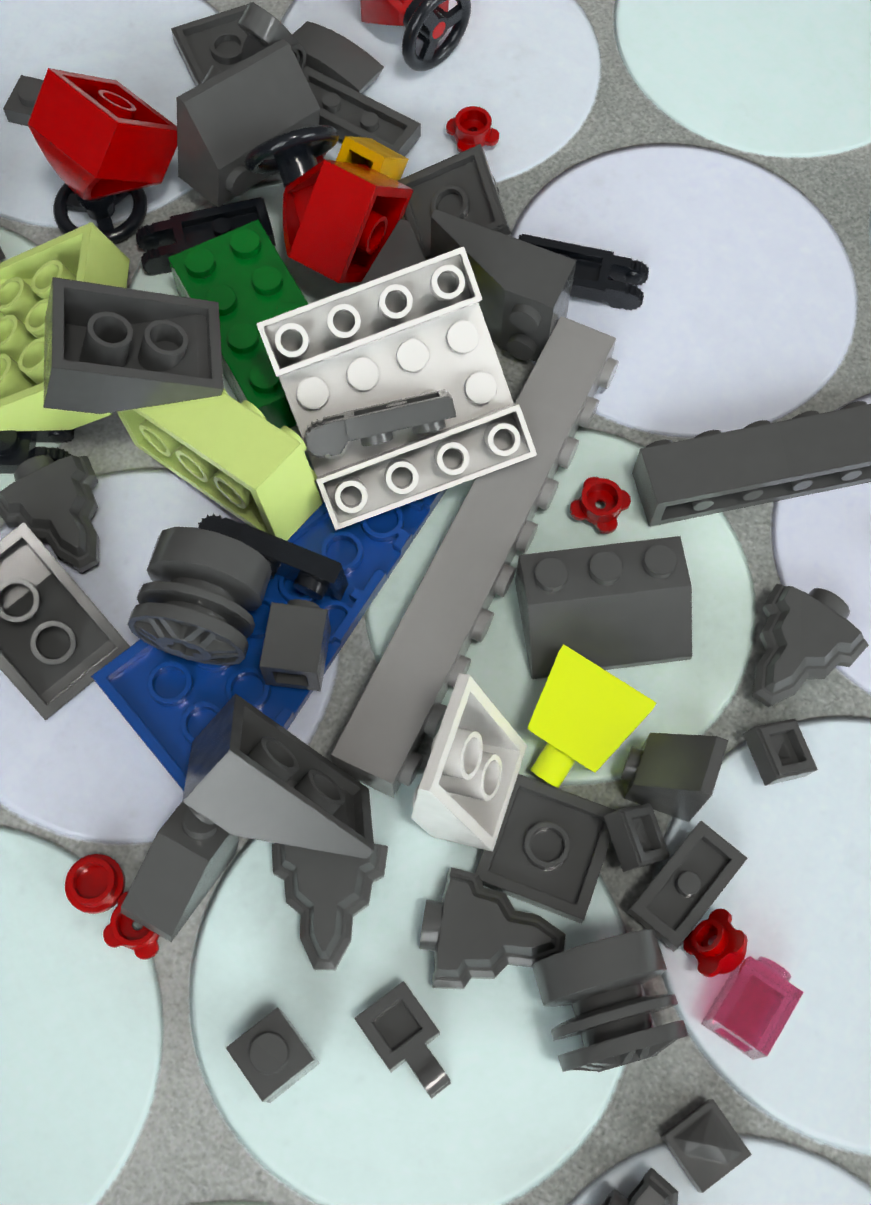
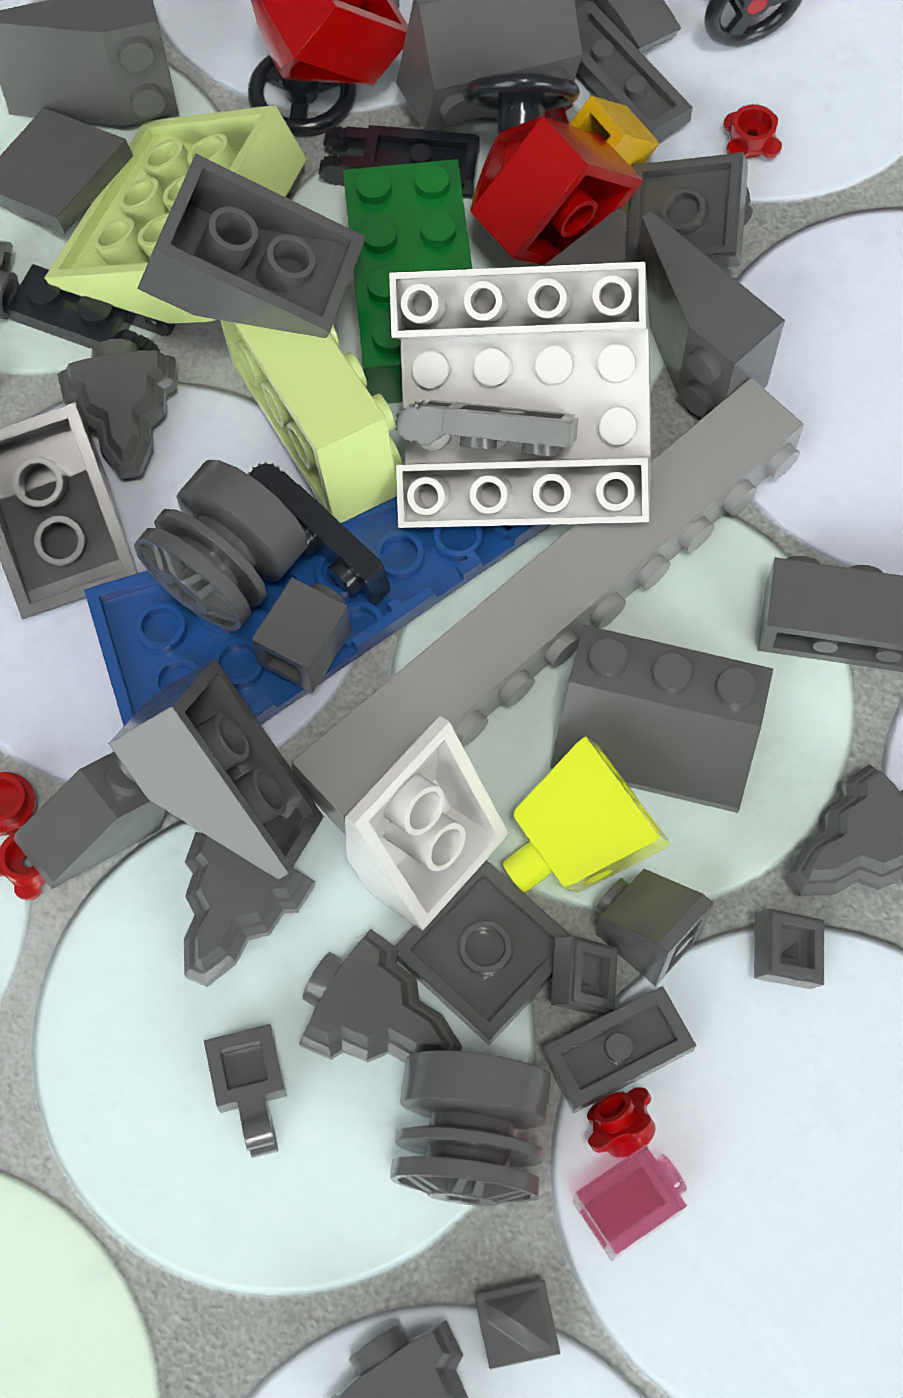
camera: 25 degrees right, 0 degrees up
(272, 1056) = (105, 1044): dark grey brick -> none
(593, 270) = (814, 337): black hinge -> none
(605, 491) = (710, 588): red plate -> none

